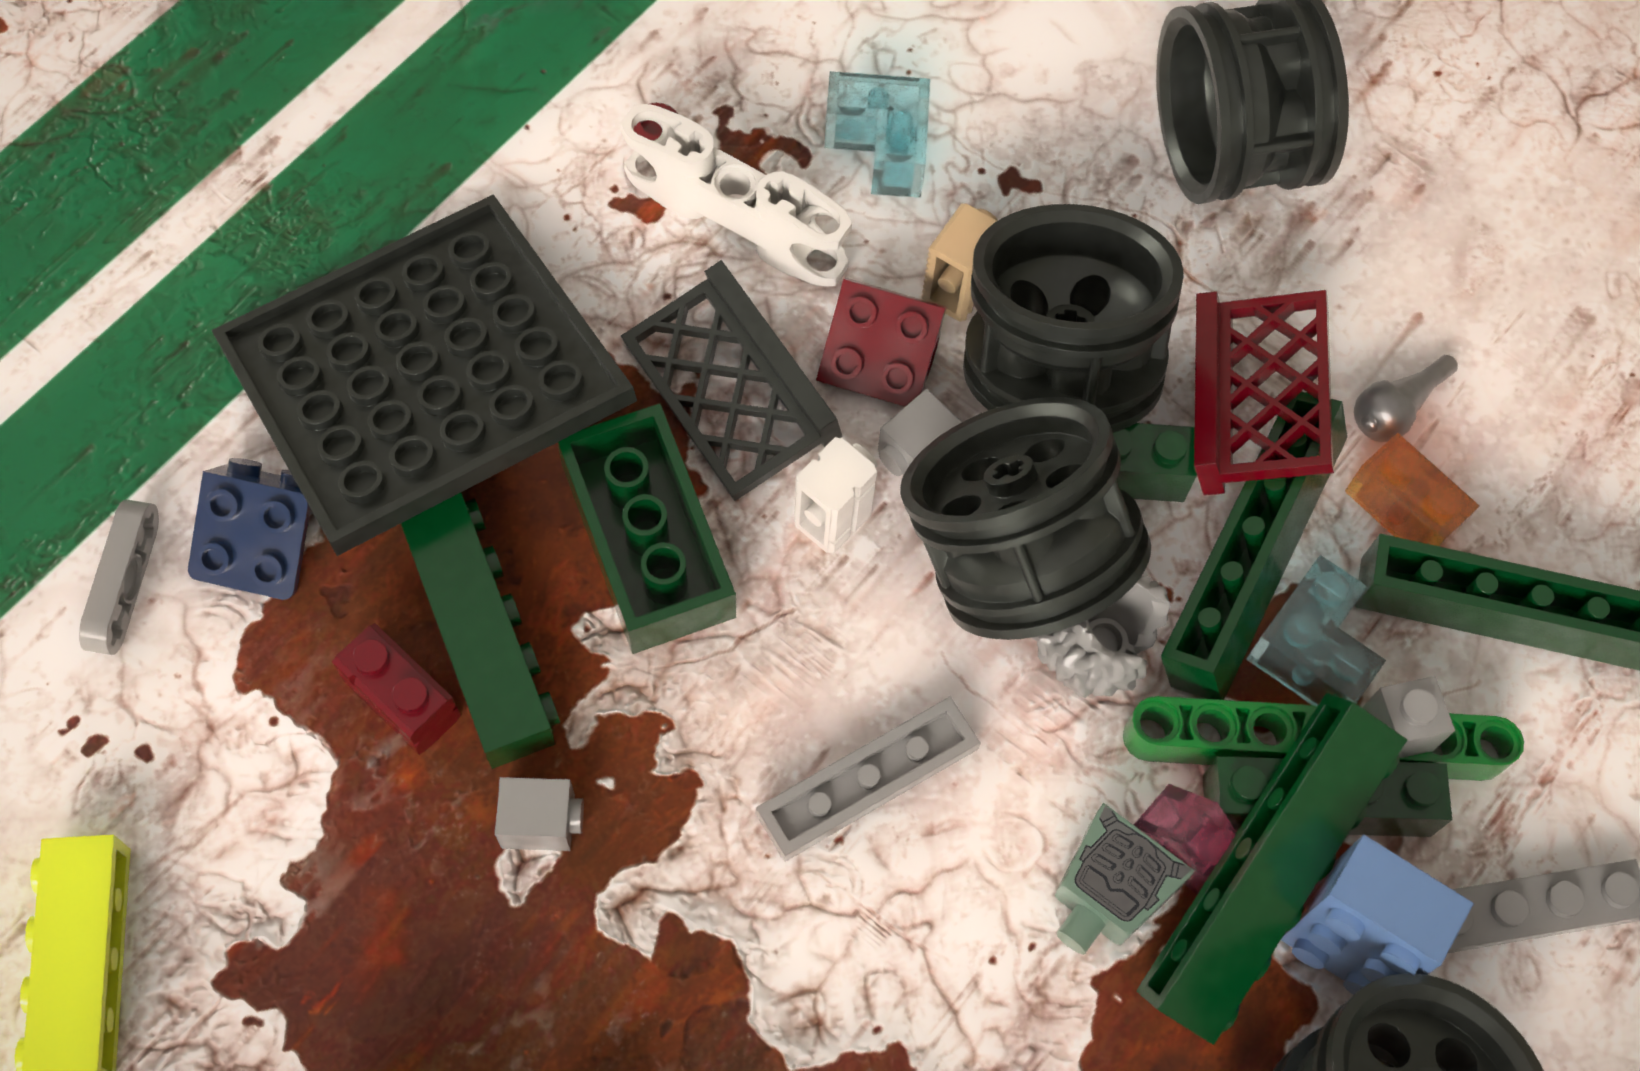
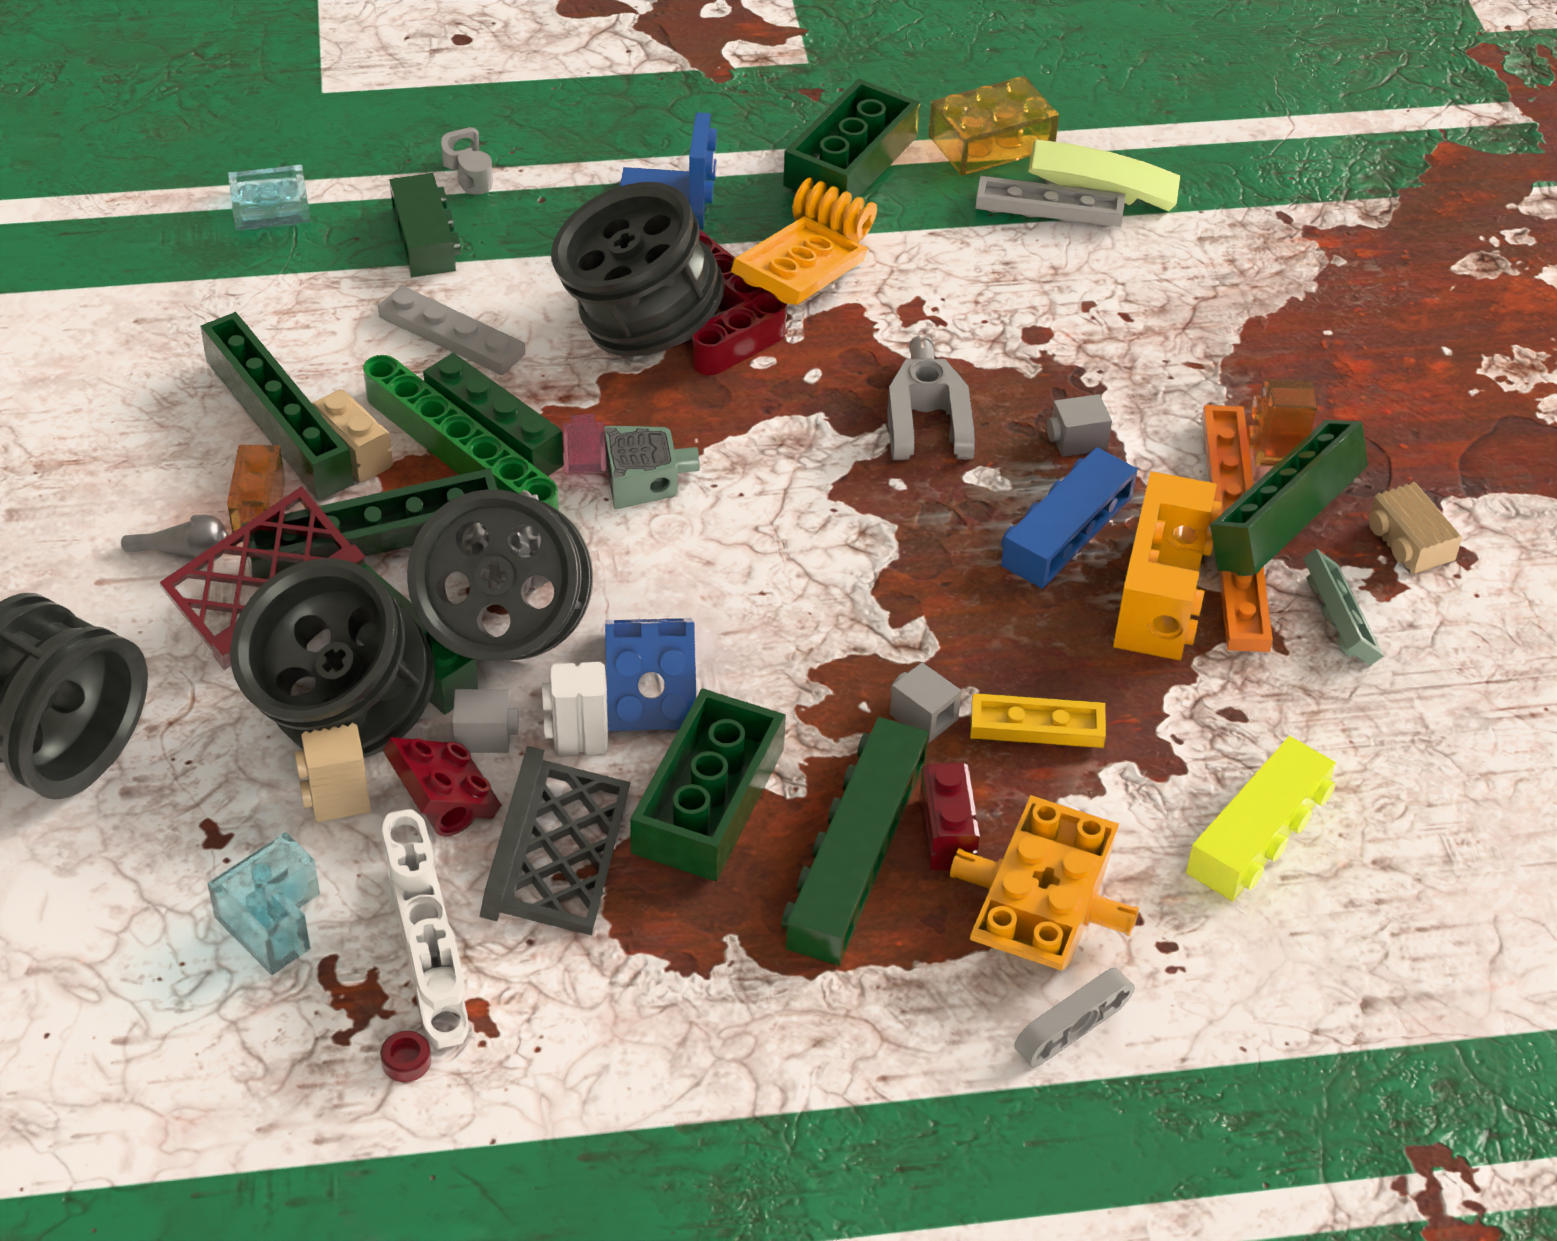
camera: 135 degrees left, 20 degrees down
(224, 622) = (1046, 885): none -> light orange slope
(249, 530) = (946, 981): dark blue bracket -> none
(404, 897) = (1038, 720): none -> yellow plate
(420, 371) = (756, 976): pearl dark grey plate -> none
(832, 607) = (645, 647): none -> blue bracket
(867, 778) = (718, 593): light grey plate -> none
(1272, 867) = (569, 385): dark green brick -> none
(1308, 648) = (407, 465): clear light blue brick -> none
(1376, 918) = (553, 337): medium blue brick -> none
(1415, 712) = (422, 385): light grey brick -> none
(1426, 642) = (360, 432): none -> tan brick

